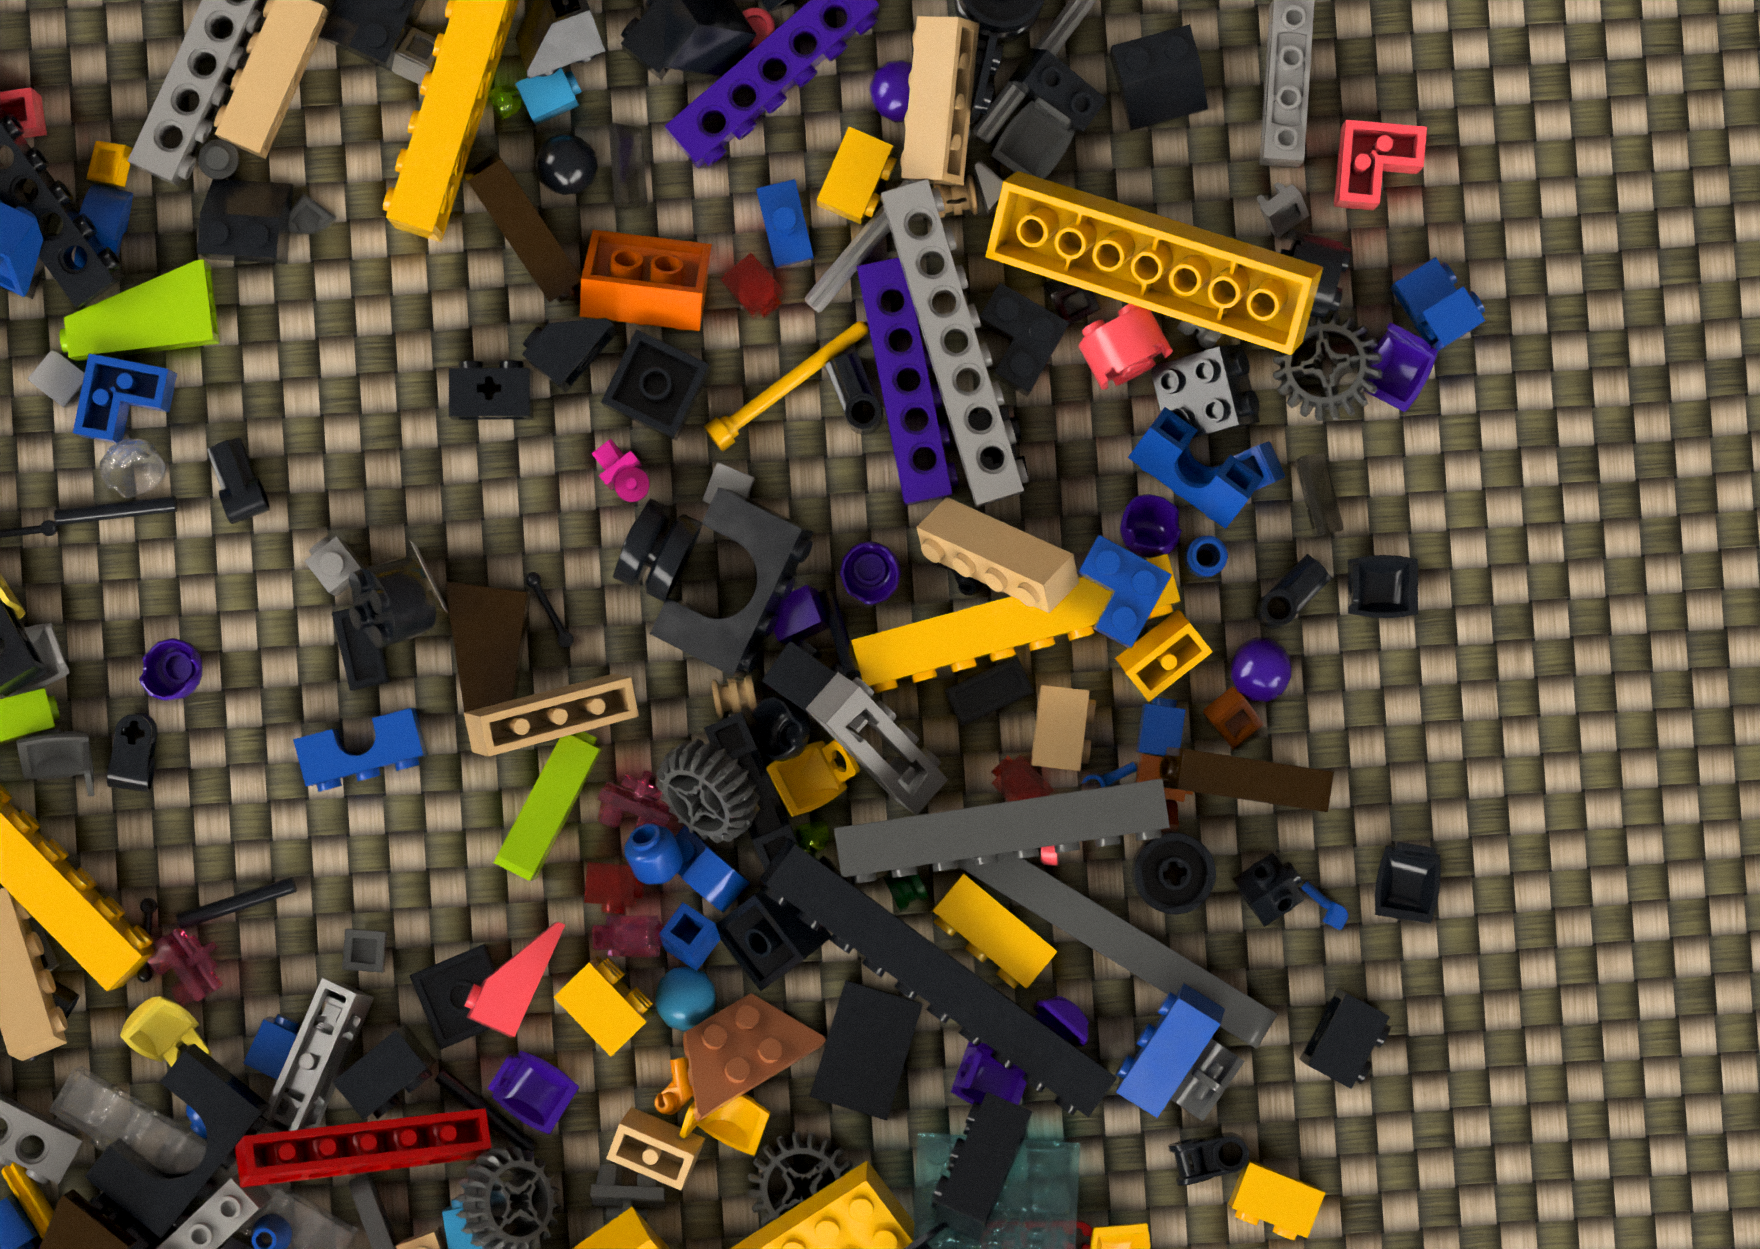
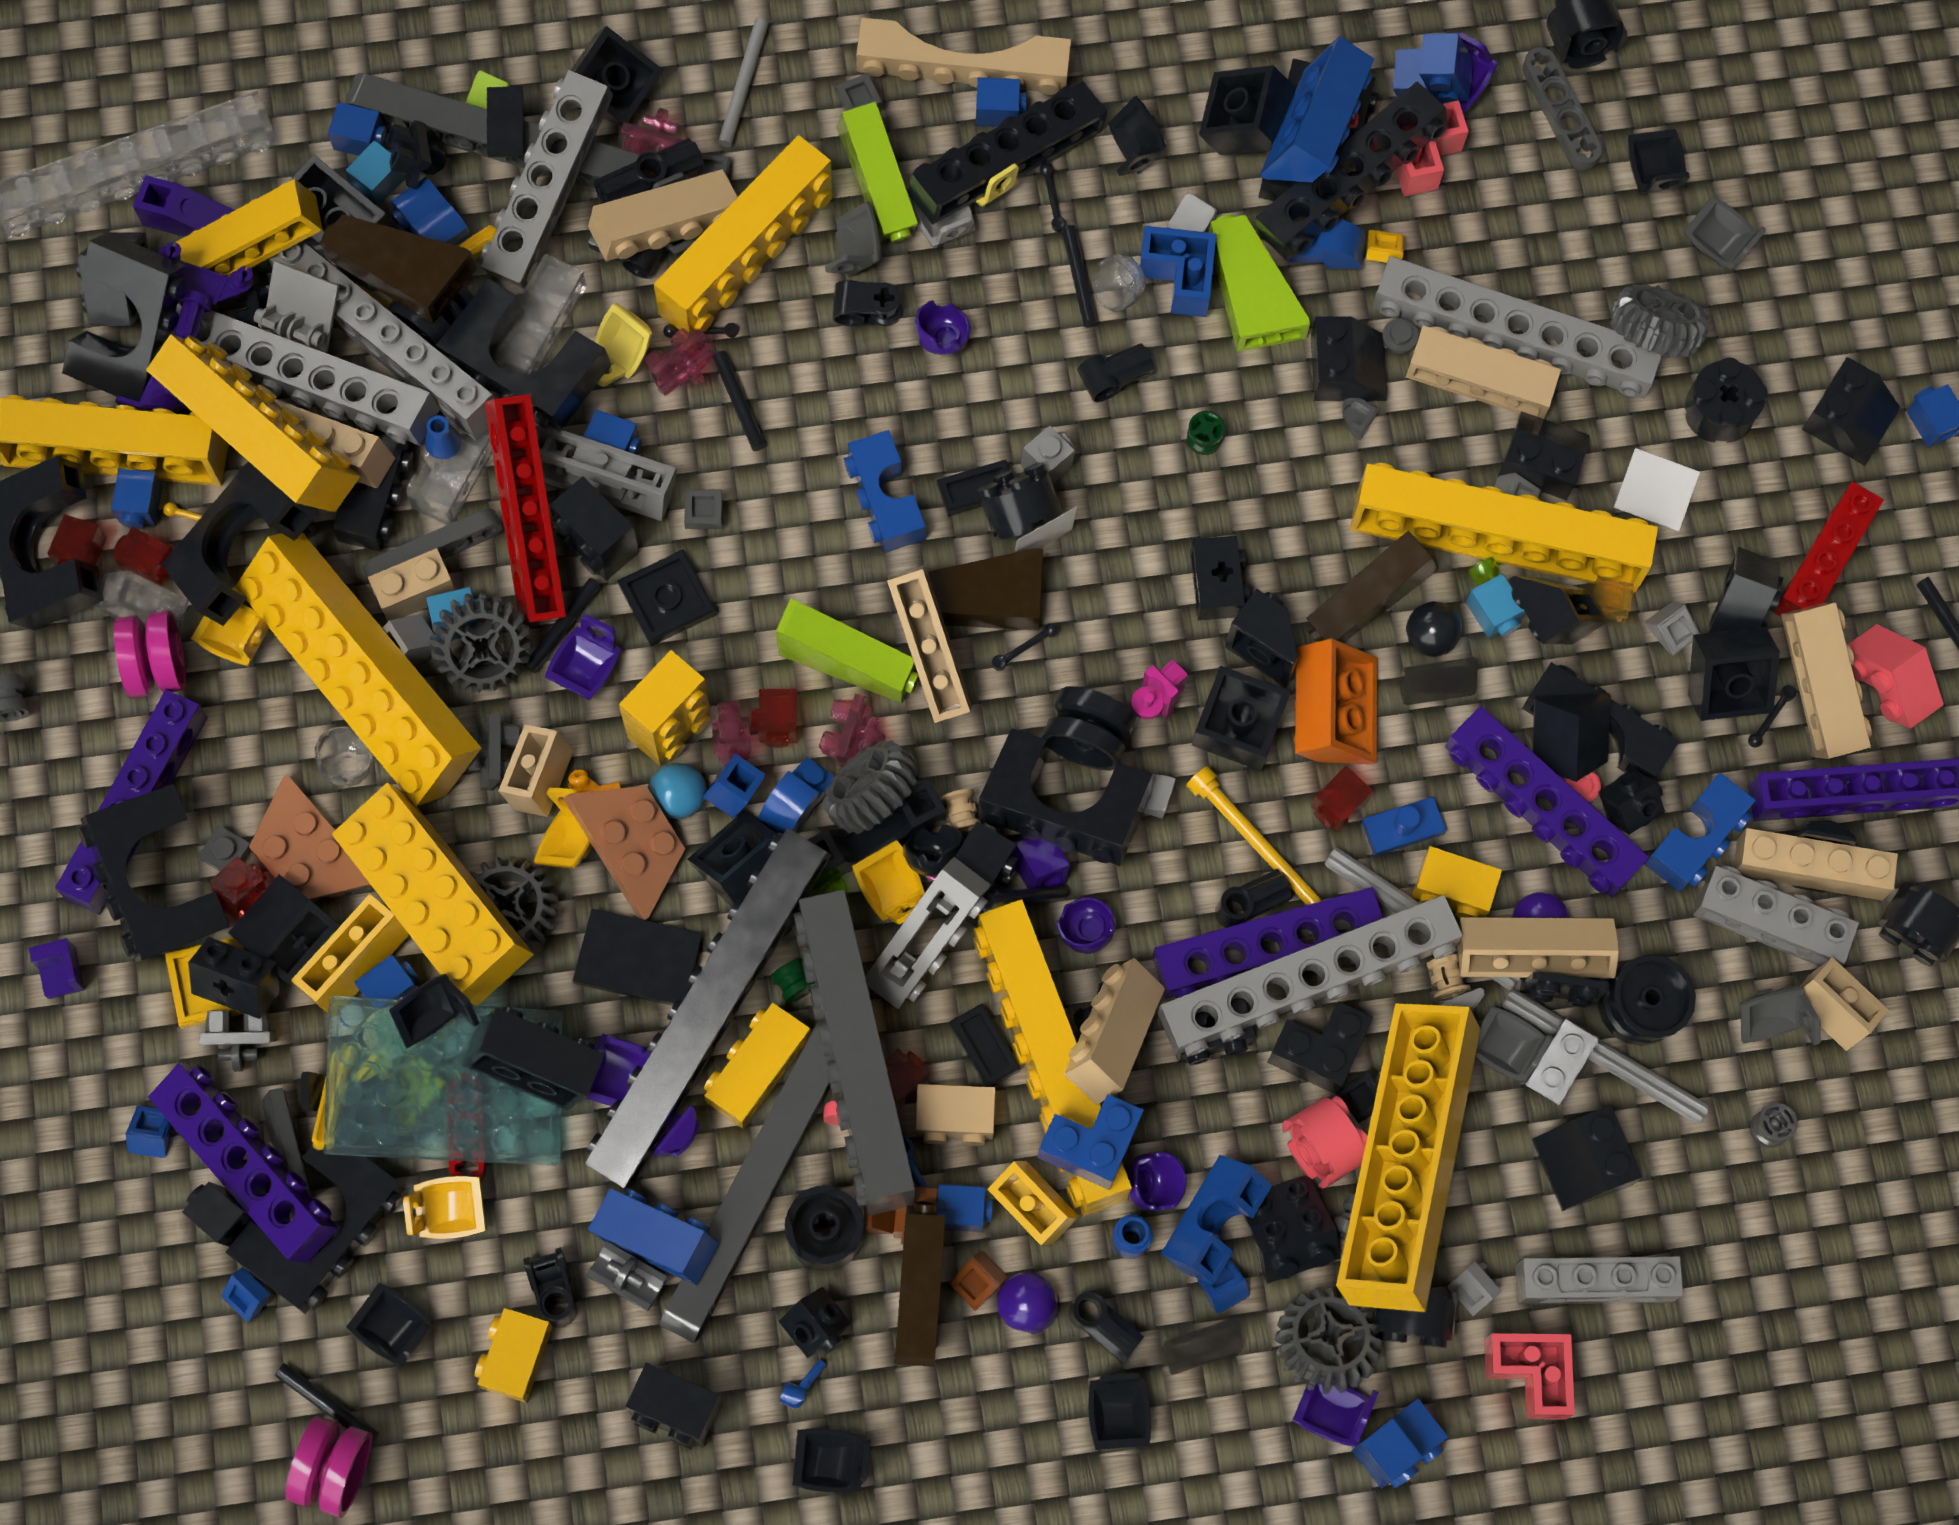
camera: 80 degrees right, 15 degrees down
(308, 384) = (1209, 425): none -> dark green wheel
(510, 988) = (672, 627): coral slope -> none
(653, 854) = (808, 744): blue head -> none

